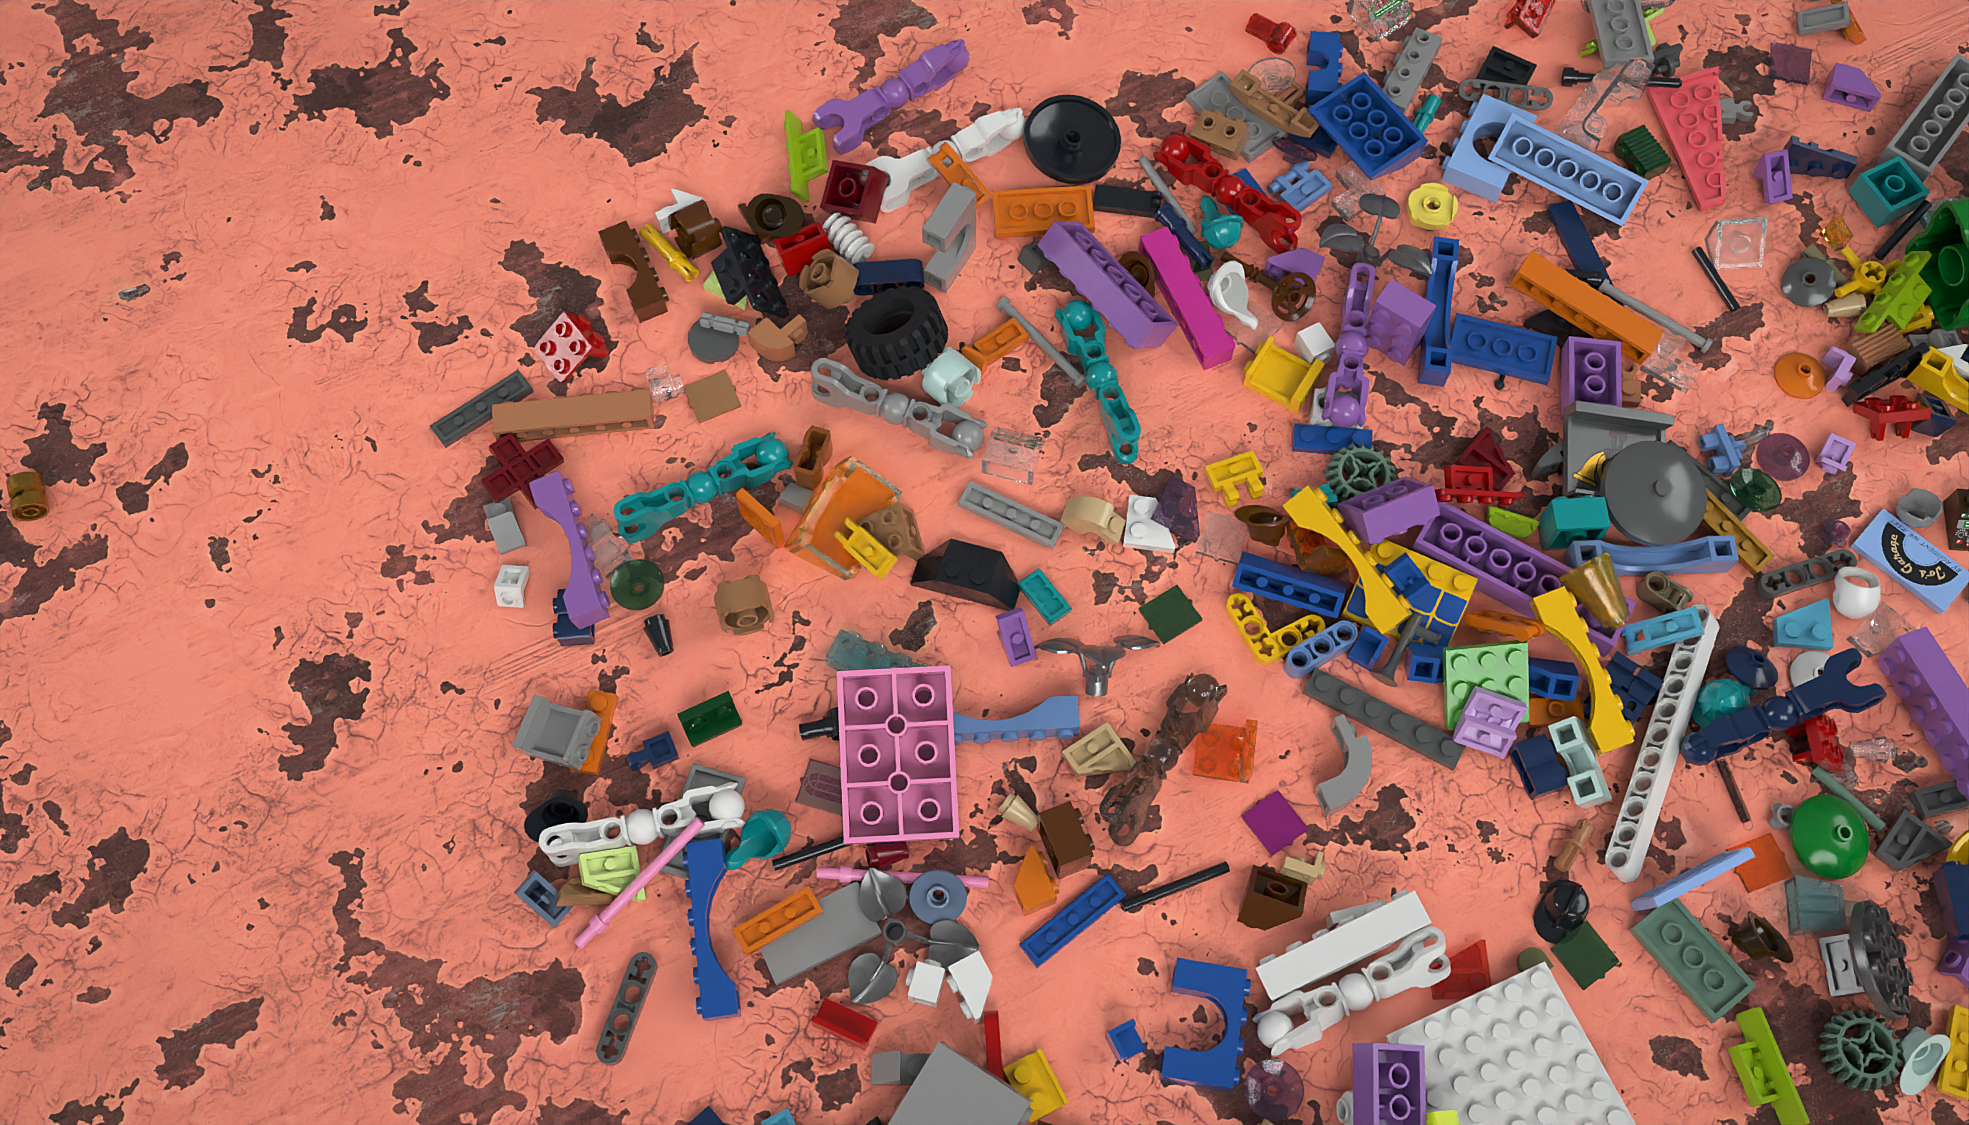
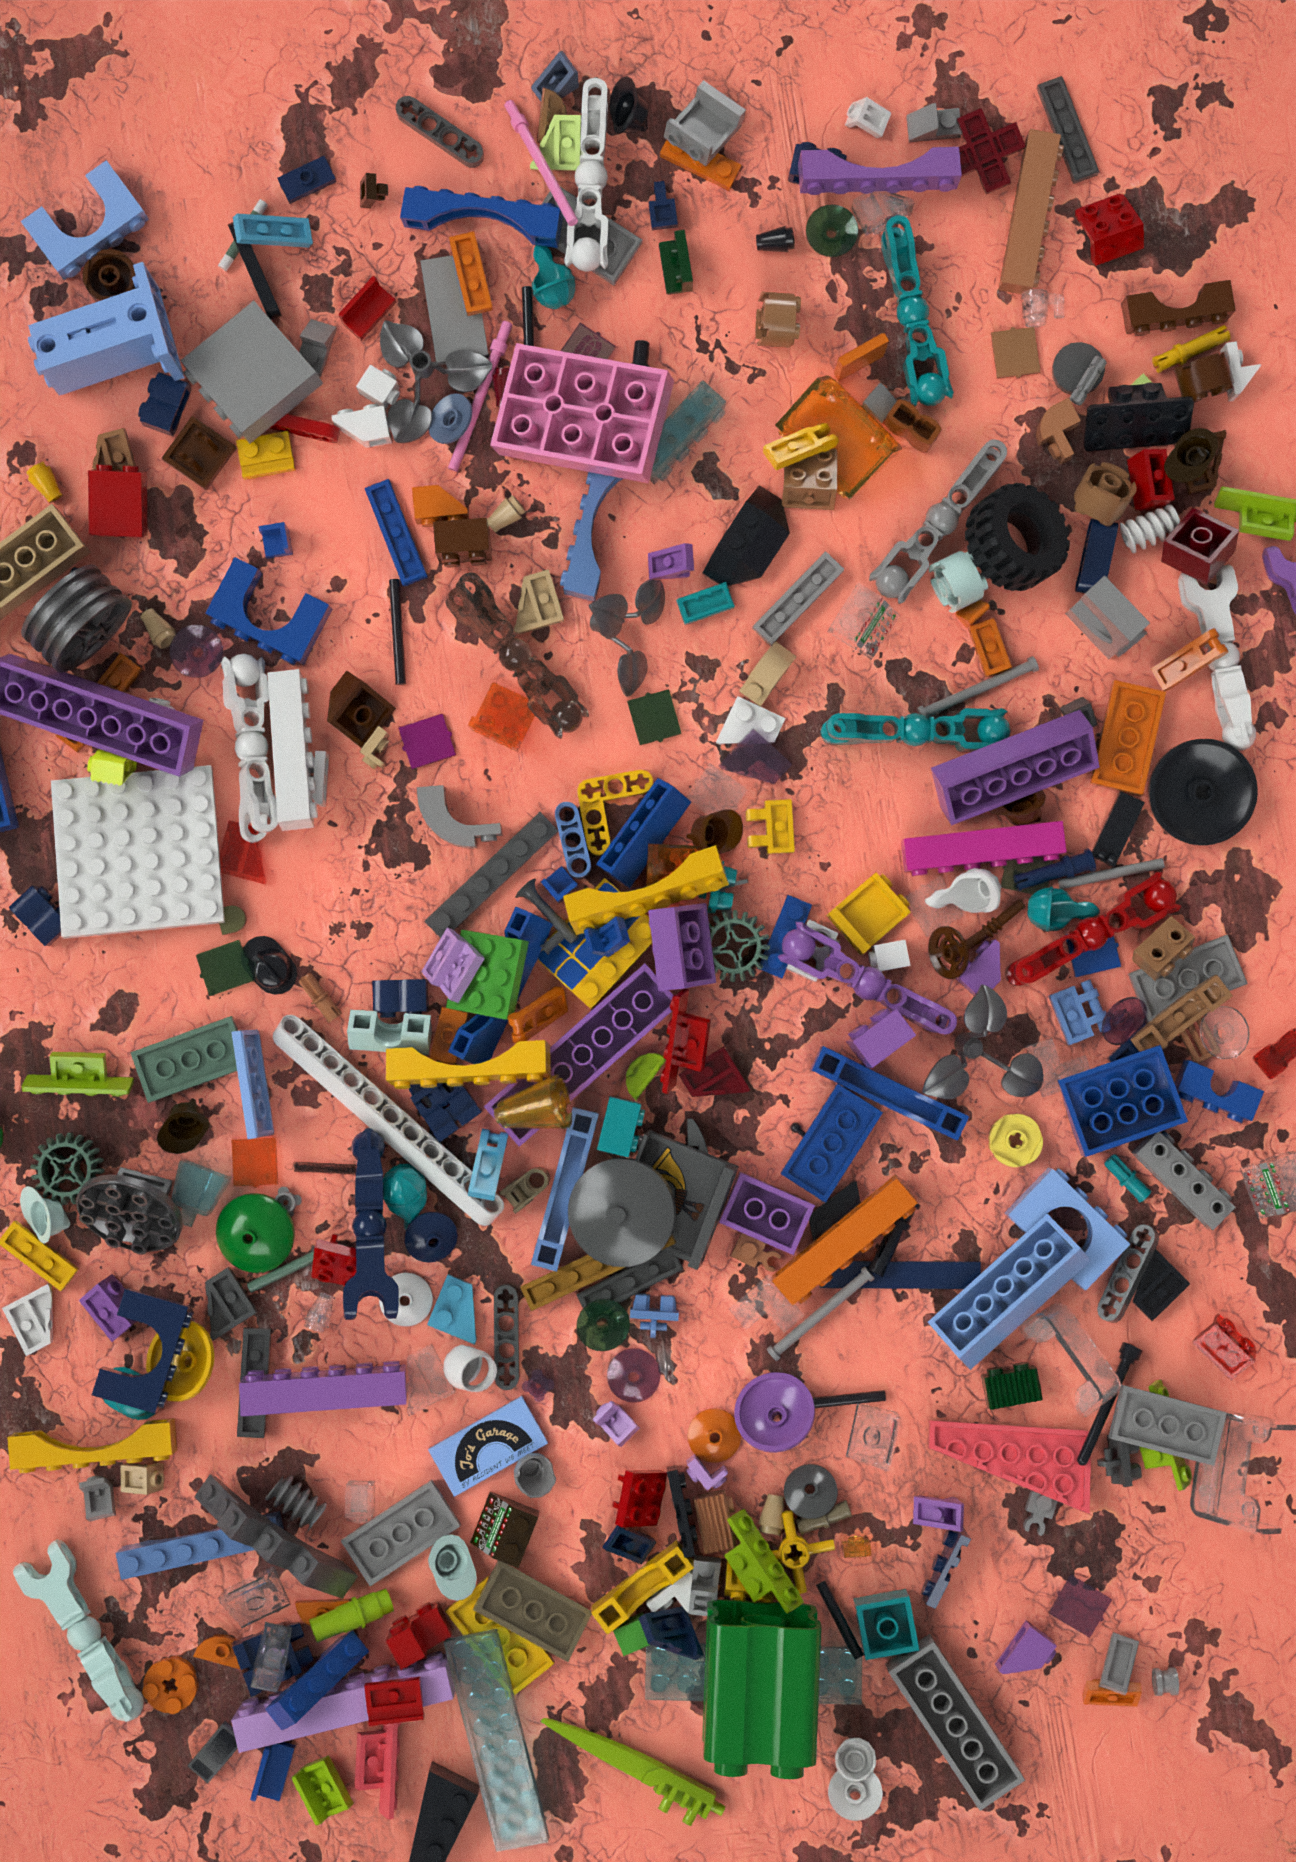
camera: 105 degrees right, 20 degrees up
(713, 1060) = (371, 191): none -> dark brown tile
(1763, 305) = (772, 1396): none -> medium lavender dish

